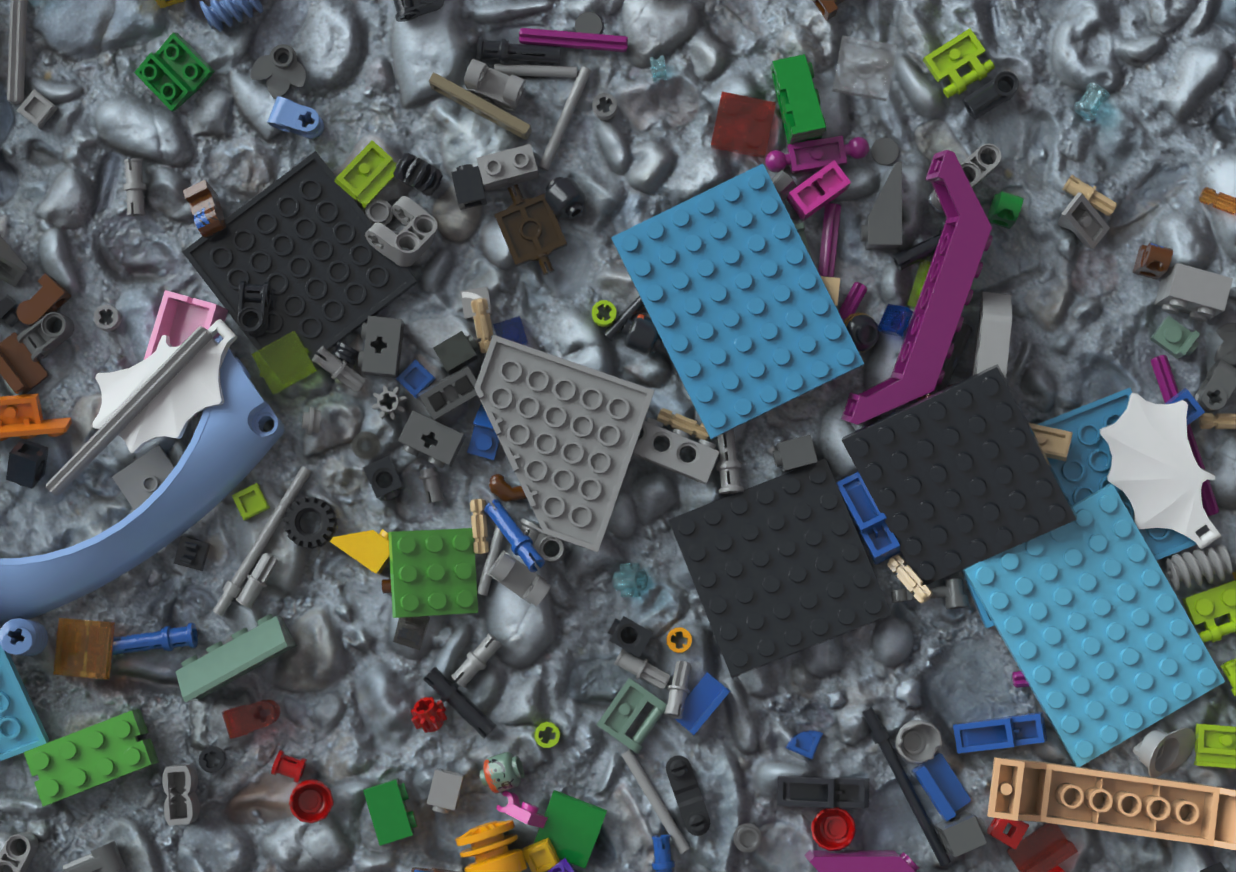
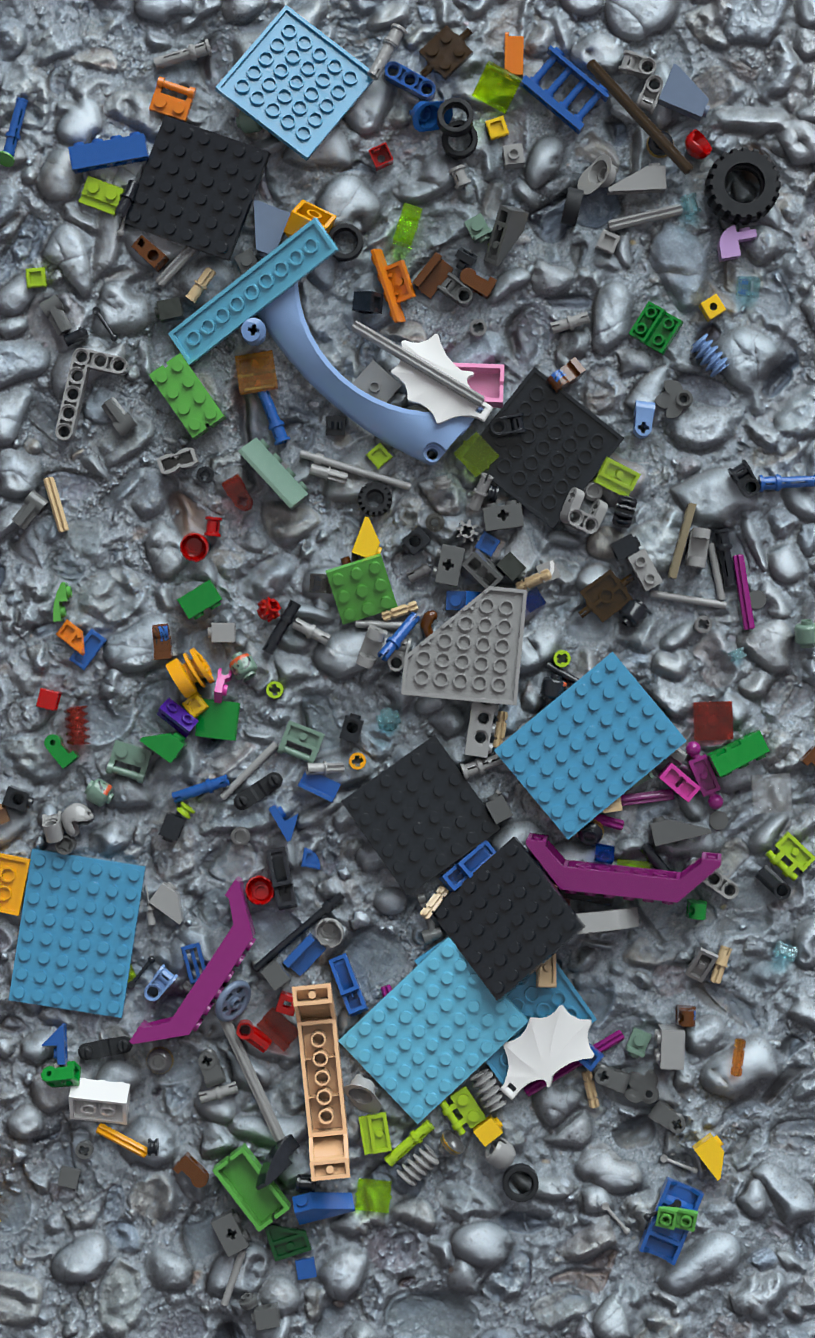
camera: 75 degrees right, 5 degrees up
(642, 669) = (332, 741): light grey axle -> none
(749, 766) = (286, 826): none -> blue slope

